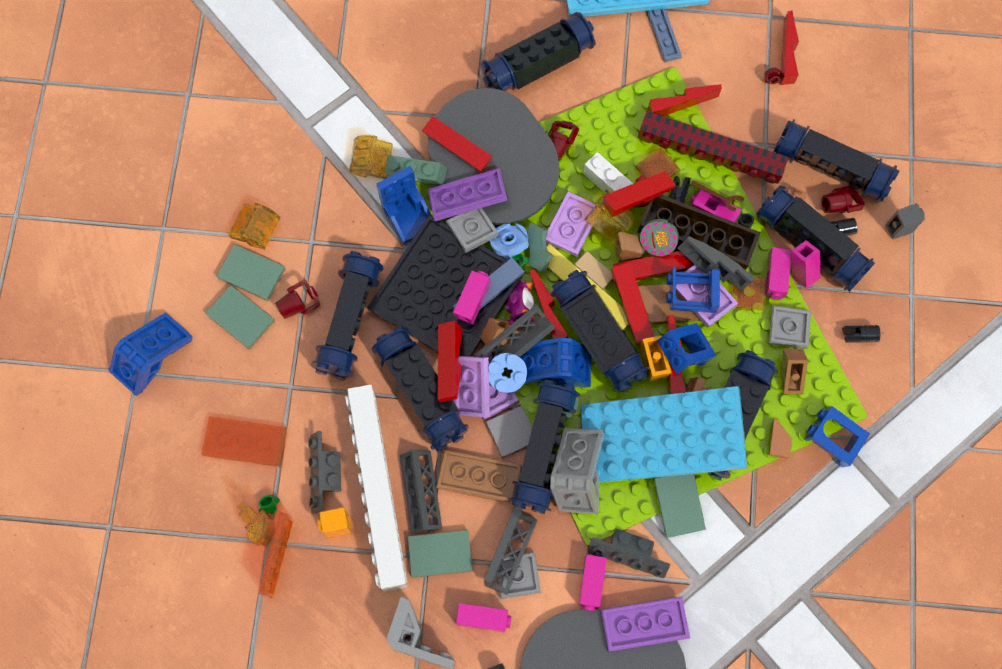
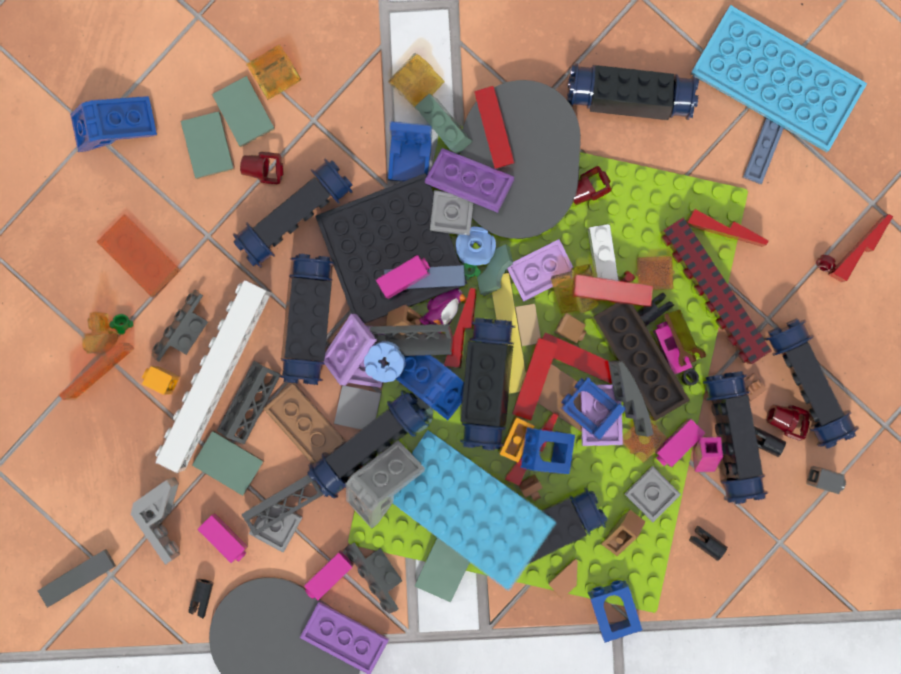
camera: 45 degrees right, 15 degrees up
(448, 366) = (340, 321): red slope -> none
(659, 237) = (600, 341): sand green tile -> none

